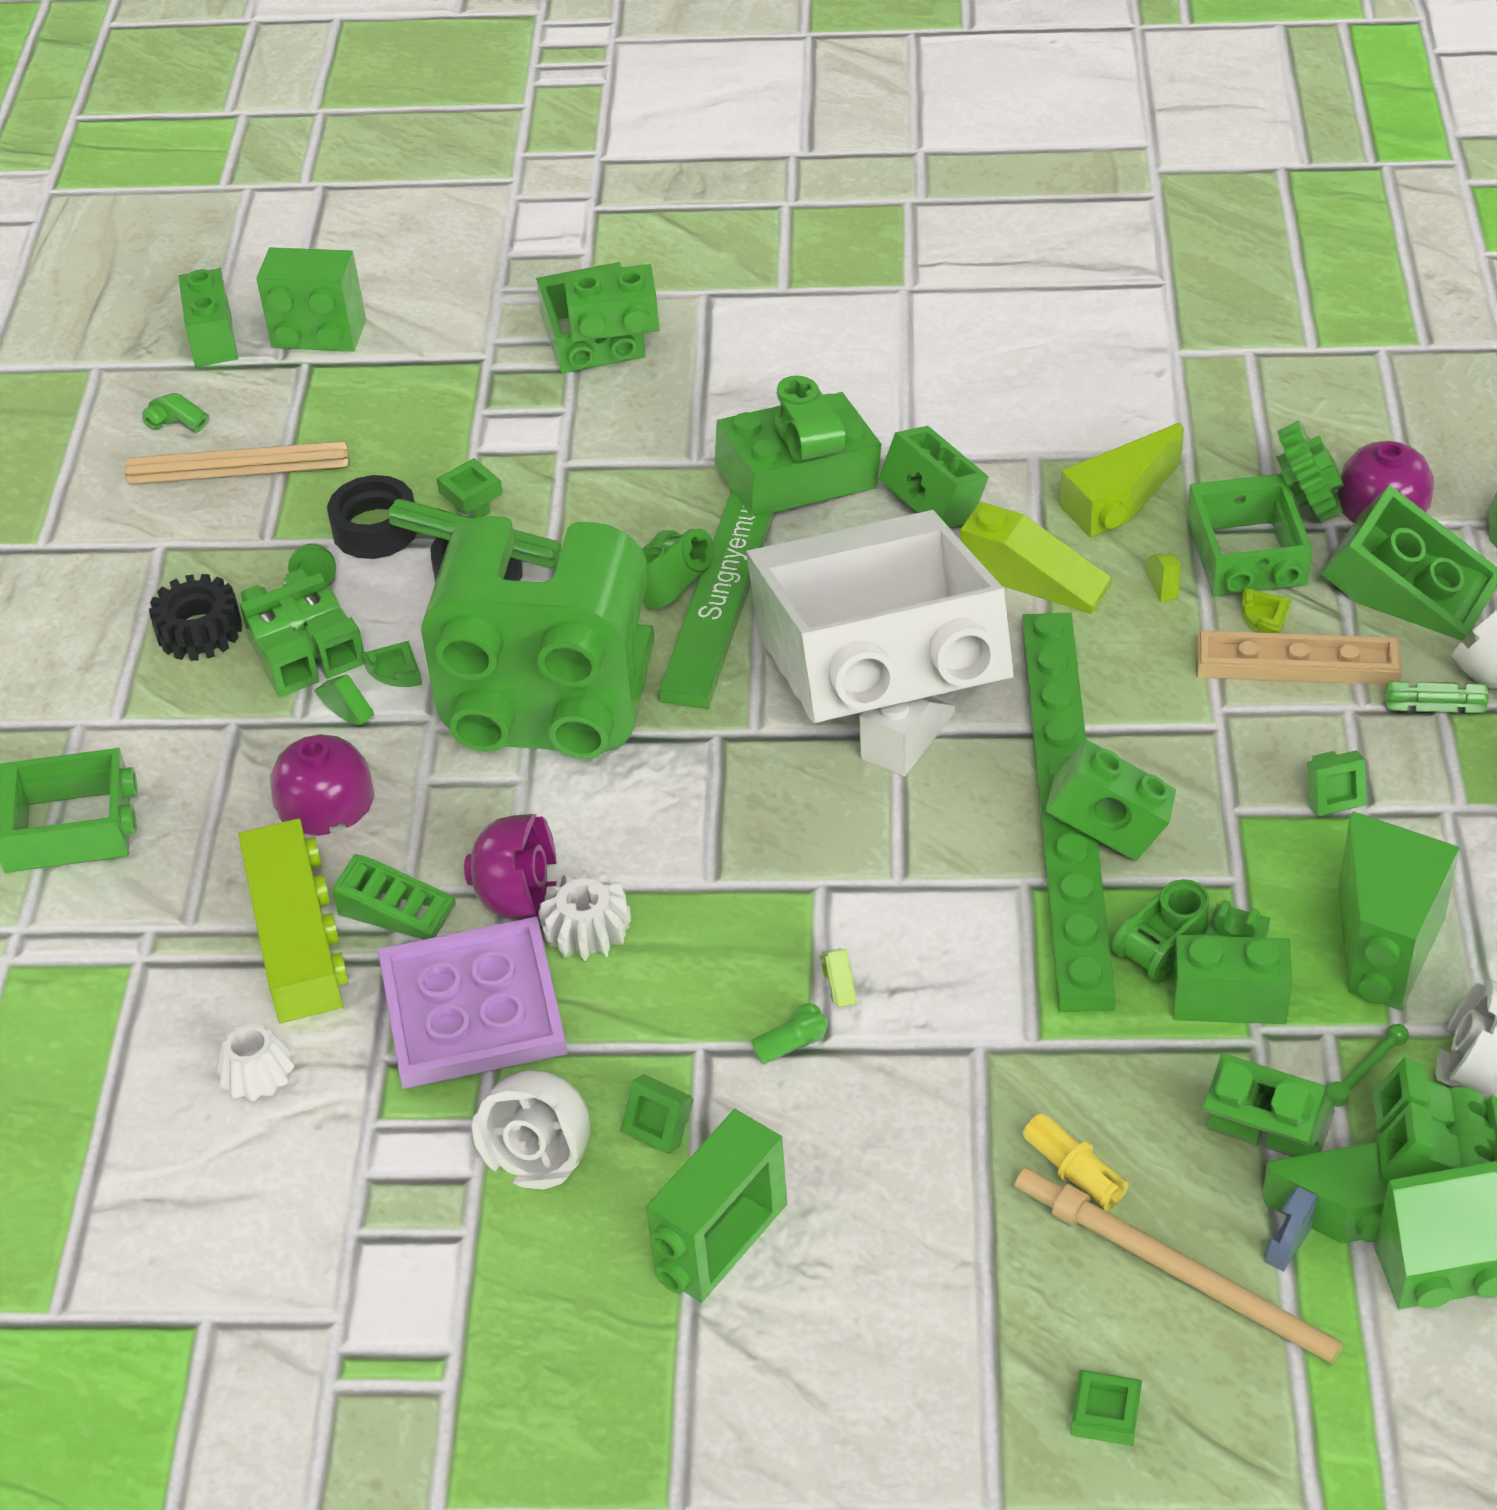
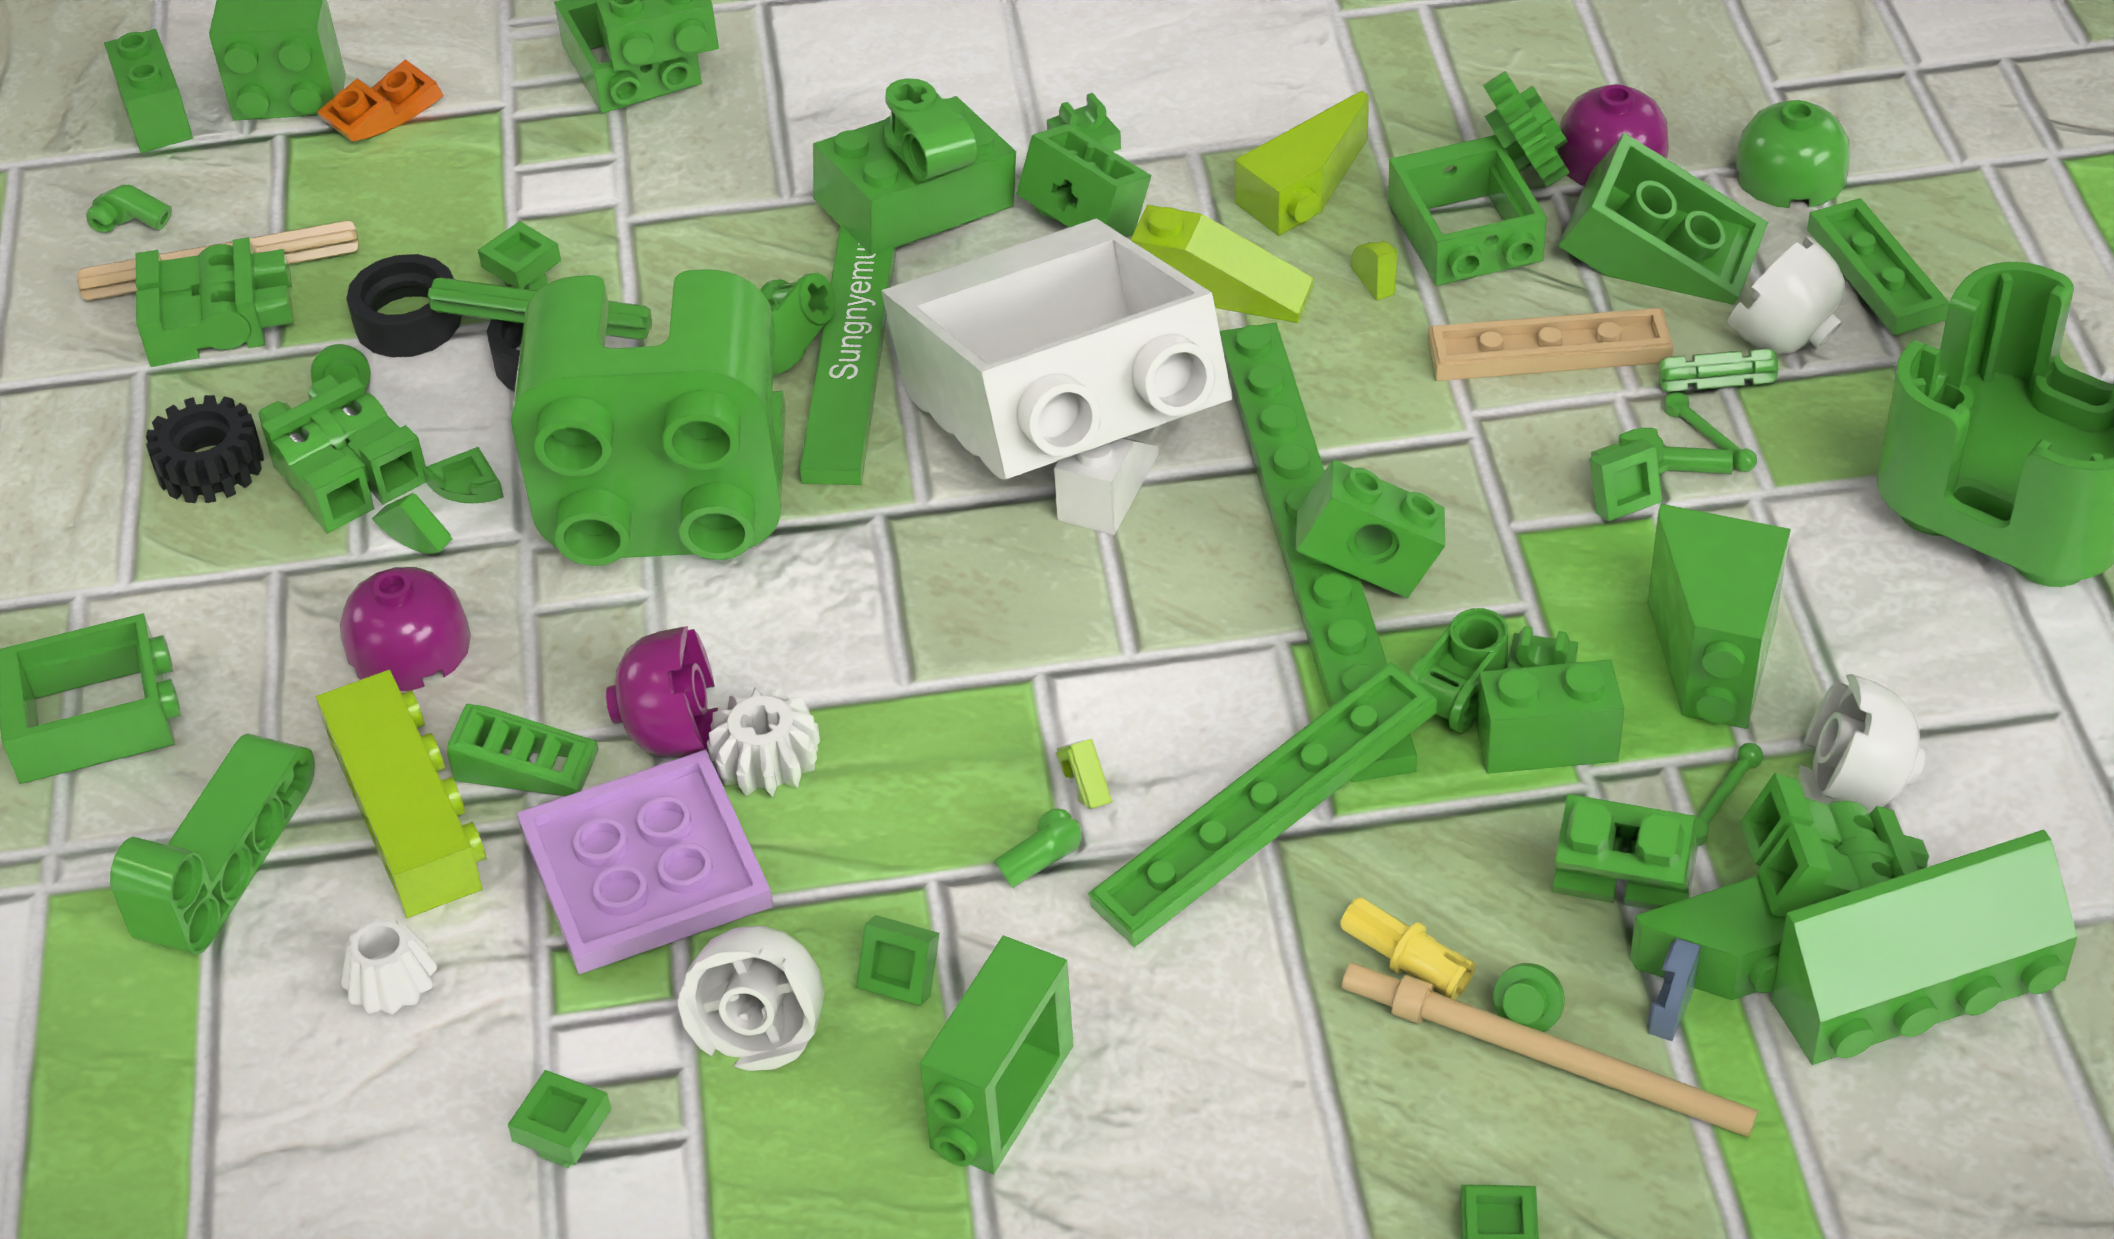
camera: 10 degrees left, 0 degrees up
(115, 976) = (190, 886): none -> bright green beam
(222, 495) = (210, 300): none -> bright green hips
(362, 1206) = (559, 1118): none -> bright green tile
(376, 352) = (367, 112): none -> orange slope
(950, 426) = (1090, 121): none -> bright green tile
(979, 1021) = (1262, 804): none -> bright green tile
(1168, 1217) = (1529, 996): none -> bright green plate
(1265, 611) = (1500, 296): lime tile -> none
(1388, 769) = (1682, 458): none -> bright green bar
(1396, 723) = (1678, 406): none -> bright green hinge

